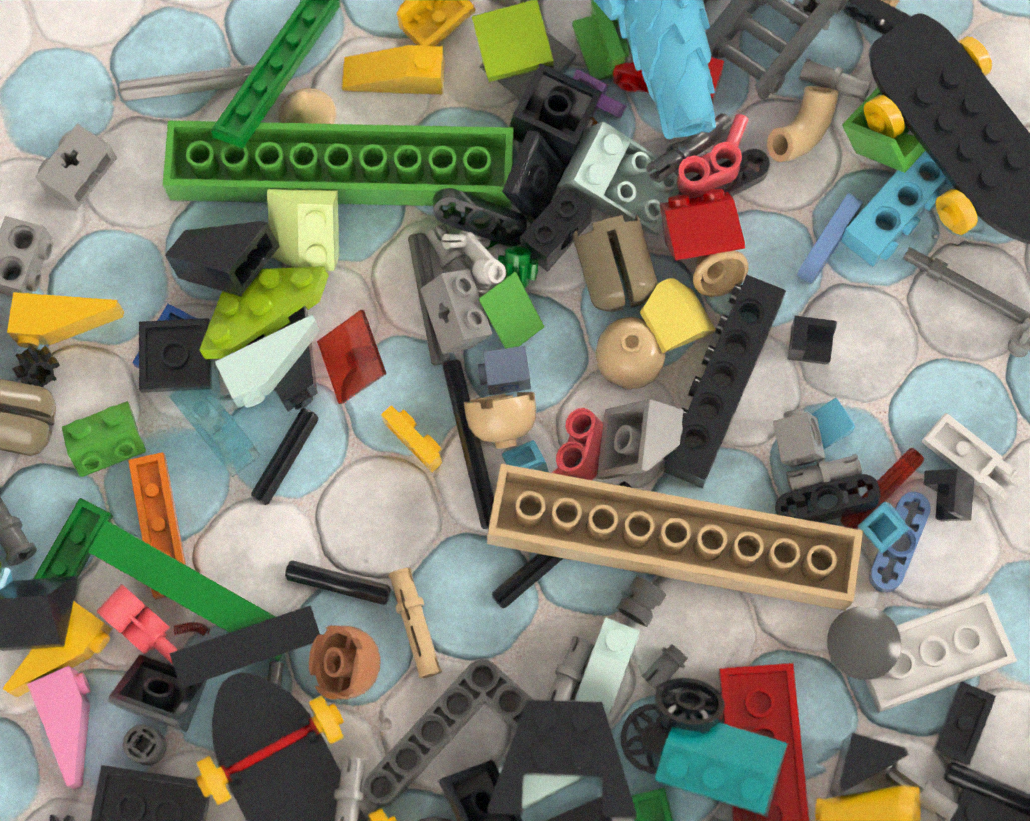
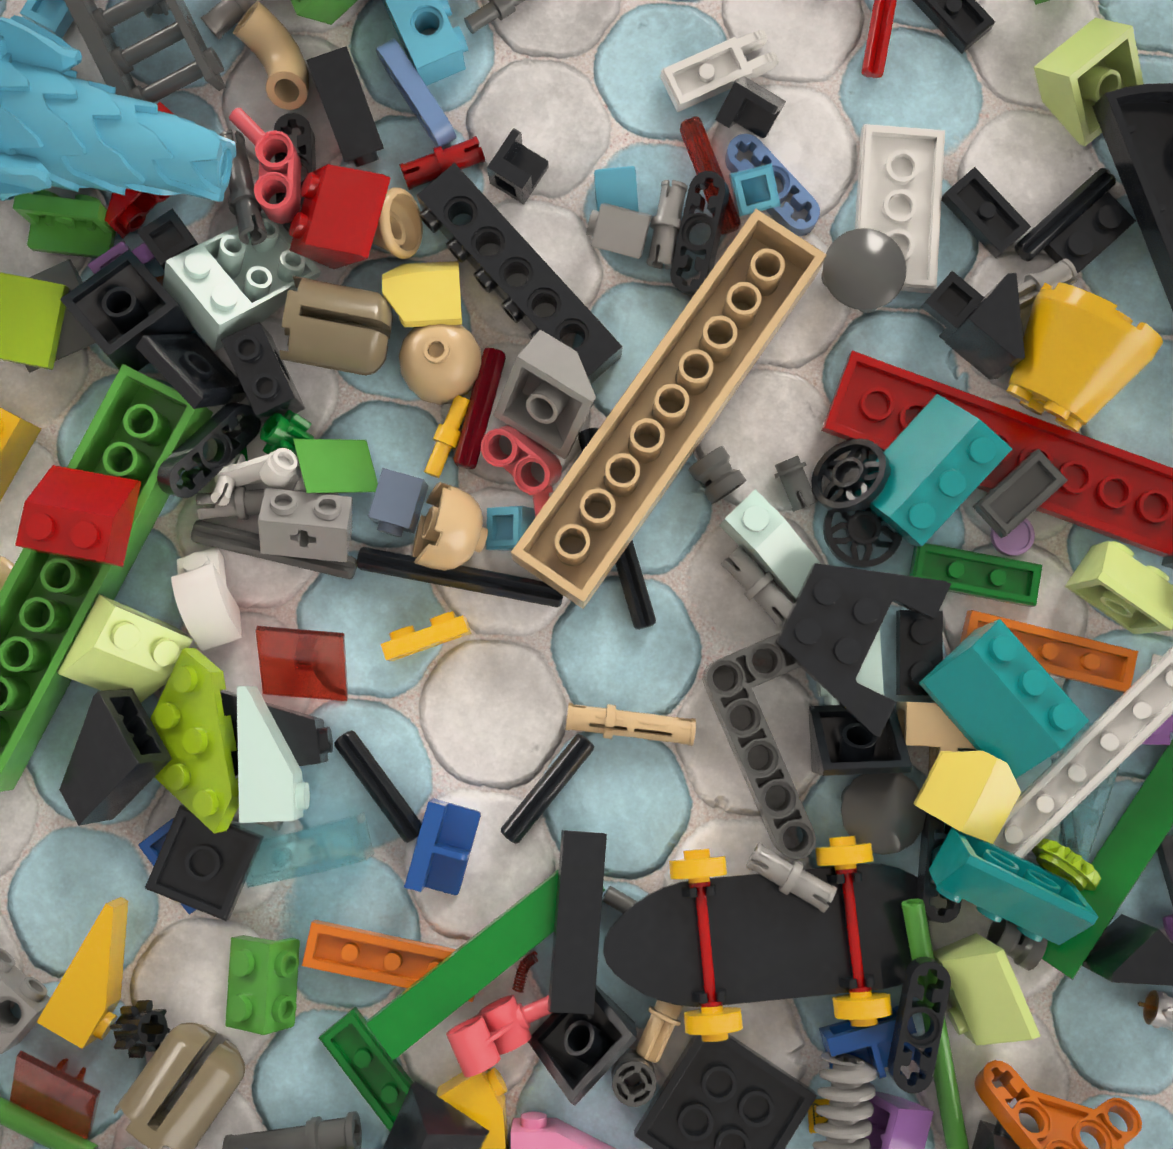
camera: 75 degrees left, 10 degrees up
(188, 748) = (658, 1030): none -> tan axle
(259, 523) = (443, 847): none -> blue panel
(344, 662) = (644, 820): nougat cylinder -> none
(366, 267) = (205, 600): none -> white brick
(387, 151) = (80, 515): none -> red slope
(574, 384) = (447, 436): none -> yellow bar
(608, 397) = (479, 408): none -> dark red axle
(624, 114) = (167, 237): none -> black panel
(782, 278) = (433, 165): none -> red pin
(791, 192) = (346, 106): none -> black slope
(869, 720) = (952, 303): none -> black panel

